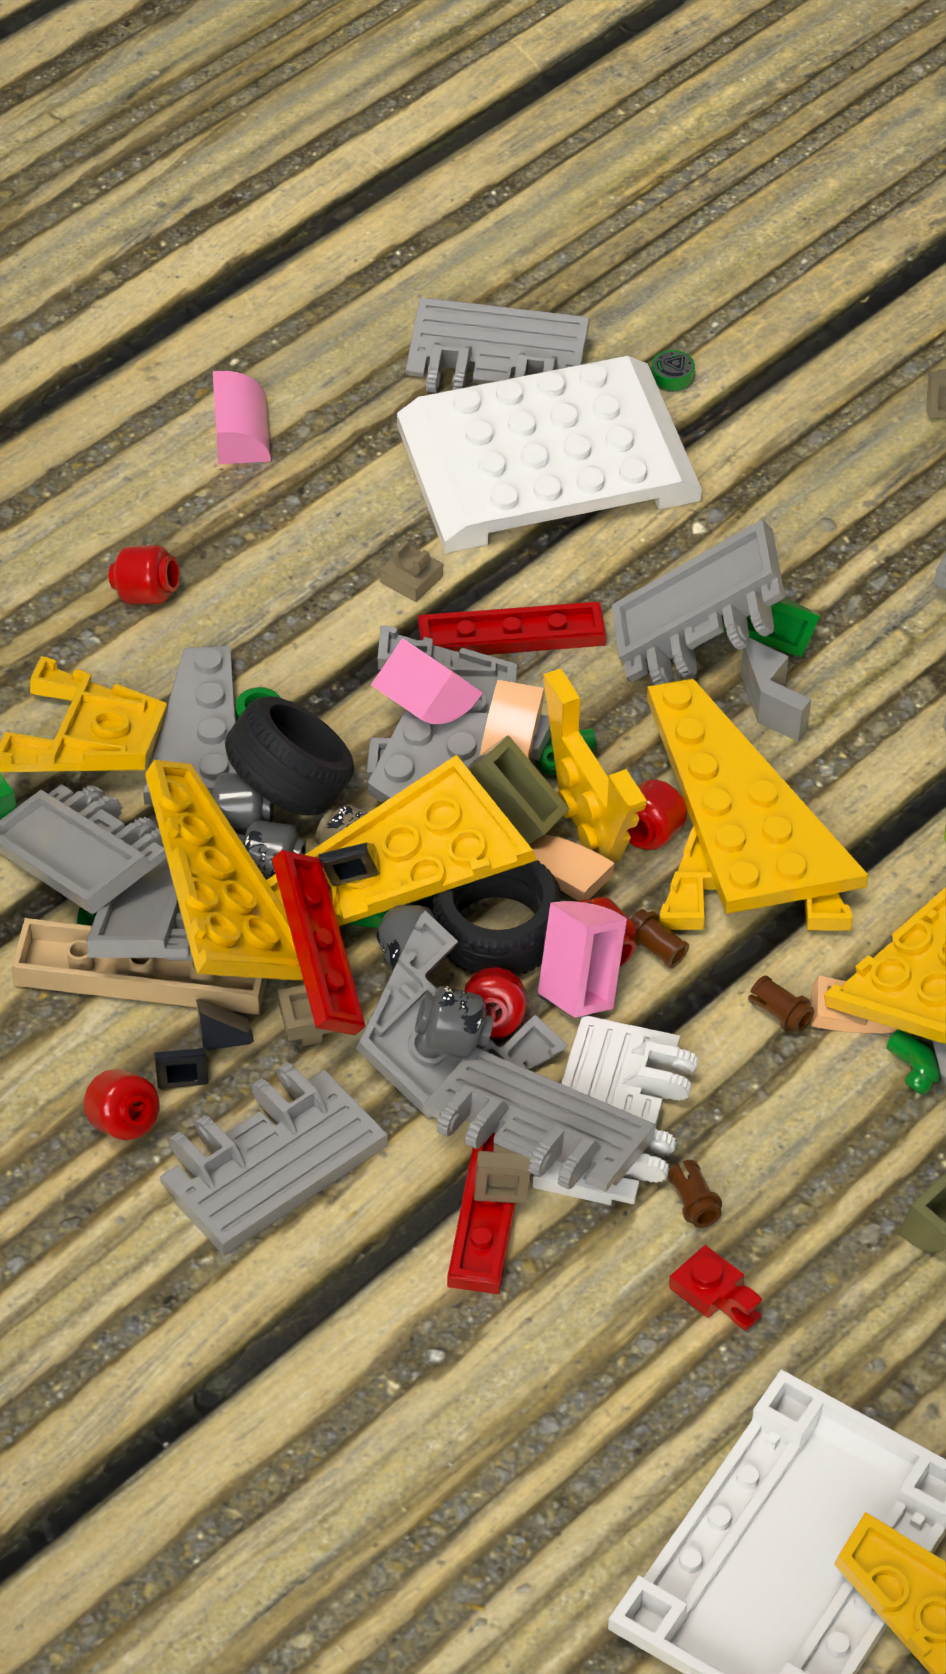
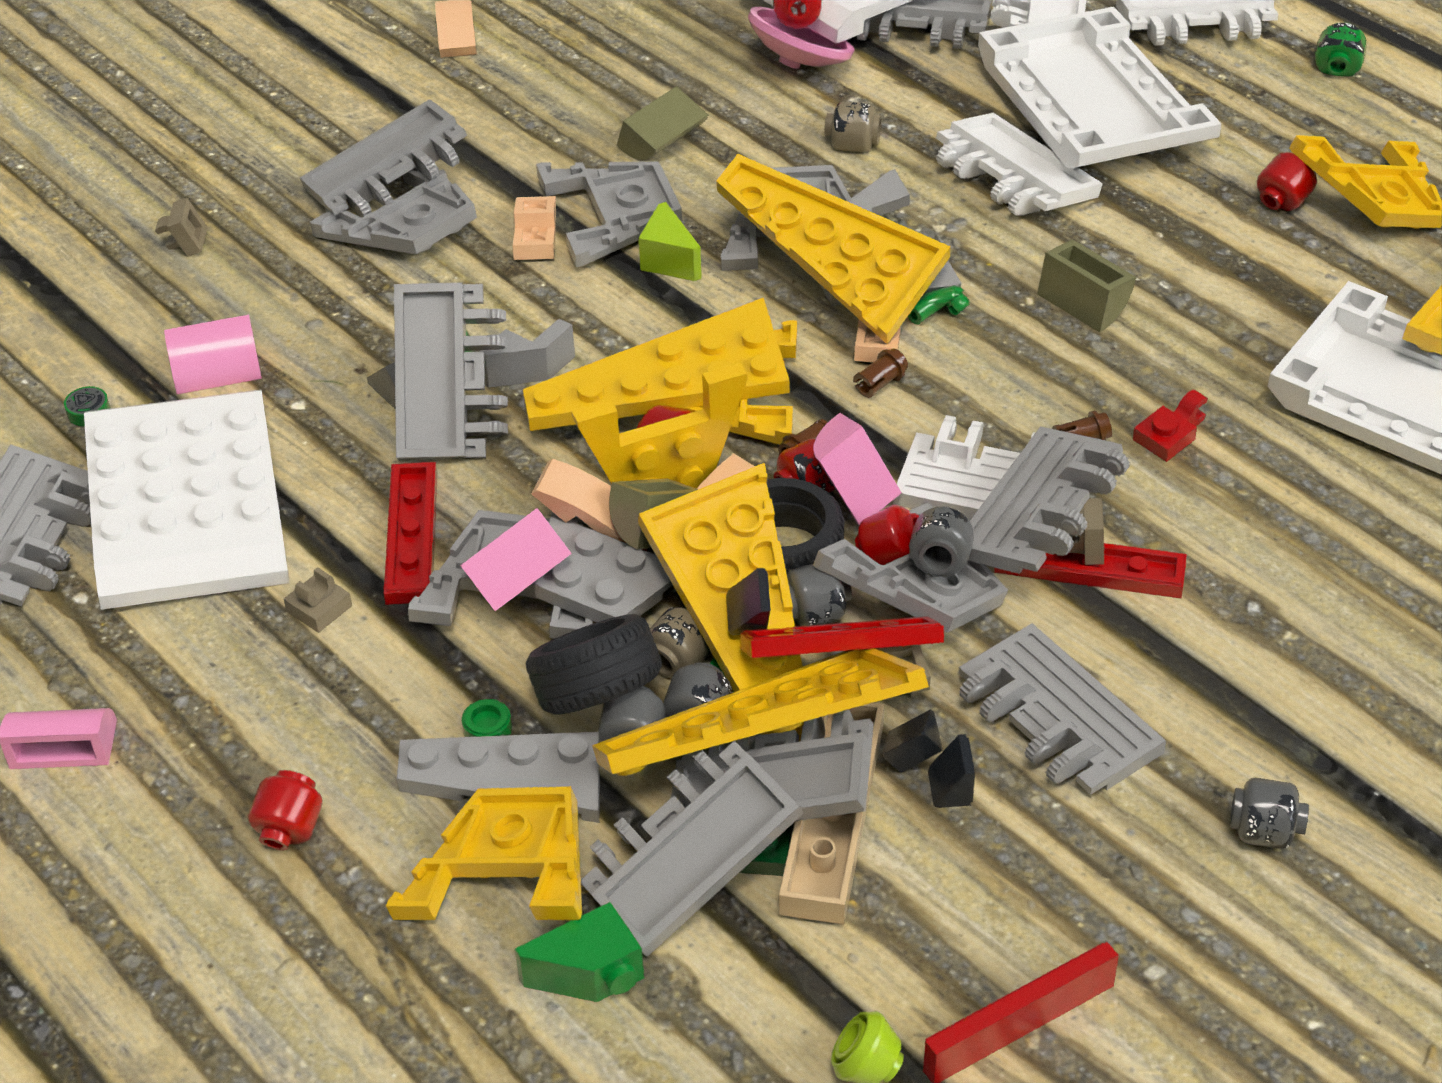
camera: 85 degrees left, 5 degrees down
(115, 1318) = (1268, 813): none -> dark grey head
(121, 1104) = (1018, 809): red head -> none
(749, 445) = (212, 354): none -> bright pink brick

